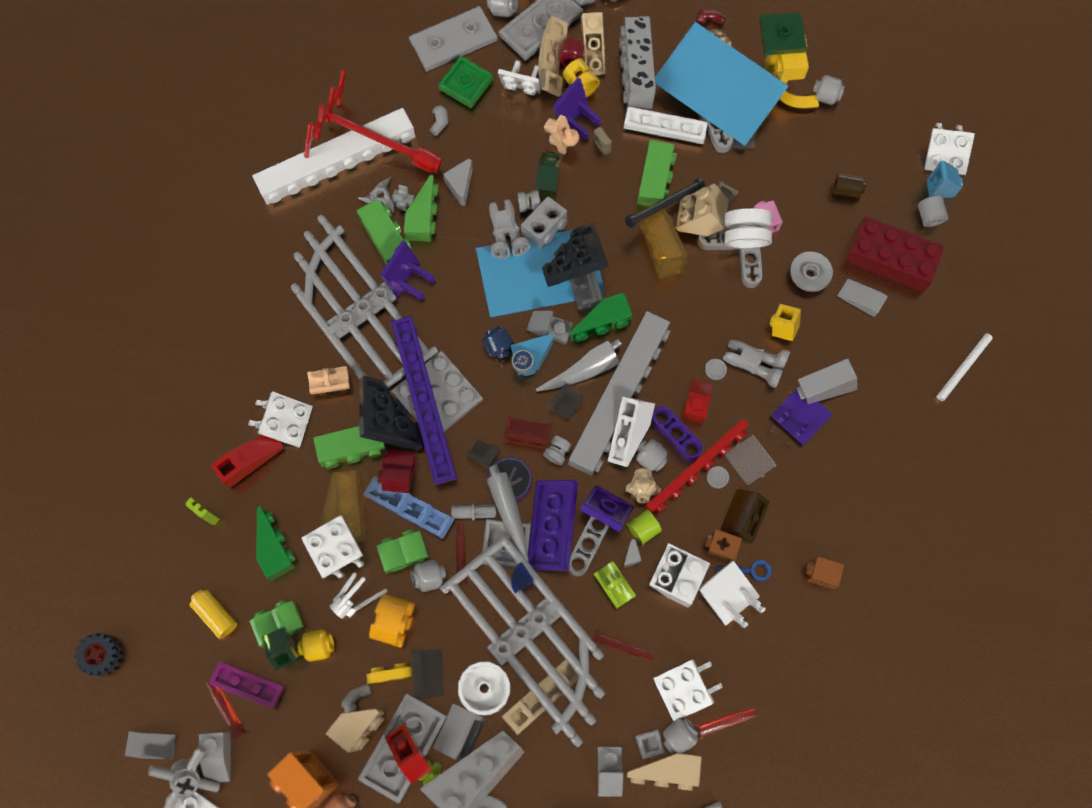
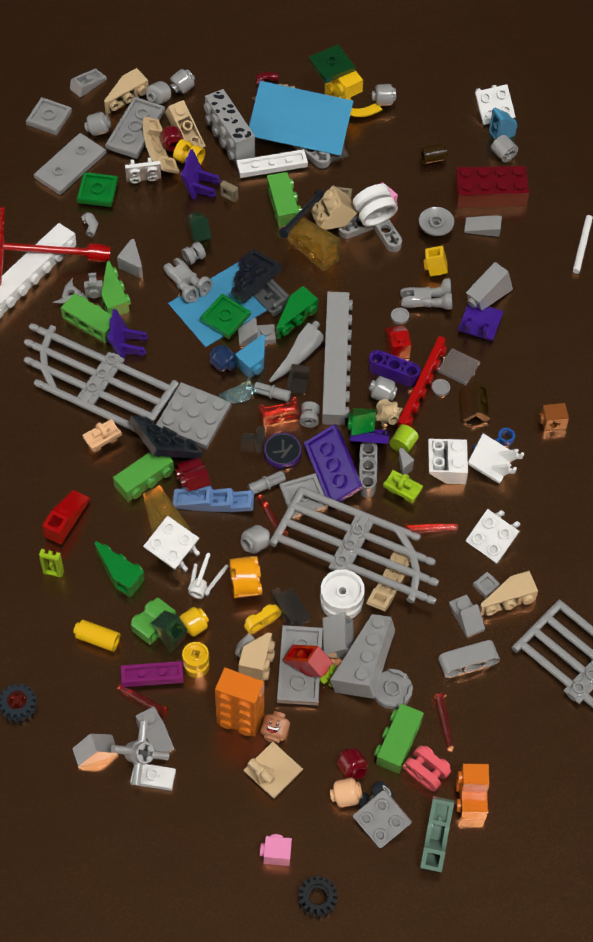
camera: 25 degrees left, 15 degrees down
(283, 419) = (80, 477): white plate -> none
(296, 692) = (195, 659): none -> yellow wheel
(402, 552) = (225, 531): bright green brick -> none
(423, 400) = (186, 419): dark purple tile -> none
(494, 391) = (240, 393): none -> clear light blue hat
(507, 507) = (290, 465): light grey piece -> none
(520, 578) = (329, 507): clear blue tile -> none
(522, 361) = (251, 360): tile -> none
(526, 291) = (225, 316): none -> green plate
(532, 404) = (272, 391): none -> light grey axle
(540, 220) = (215, 262): light grey brick -> none
(561, 133) = (195, 196): light nougat hips -> none
(604, 488) = (361, 421): none -> green slope
(630, 429) = (358, 374): white slope -> none
(680, 736) = (506, 566): light grey head -> none
(724, 722) = (519, 560): clear red piece -> none
(731, 545) = (469, 428): dark orange brick -> none

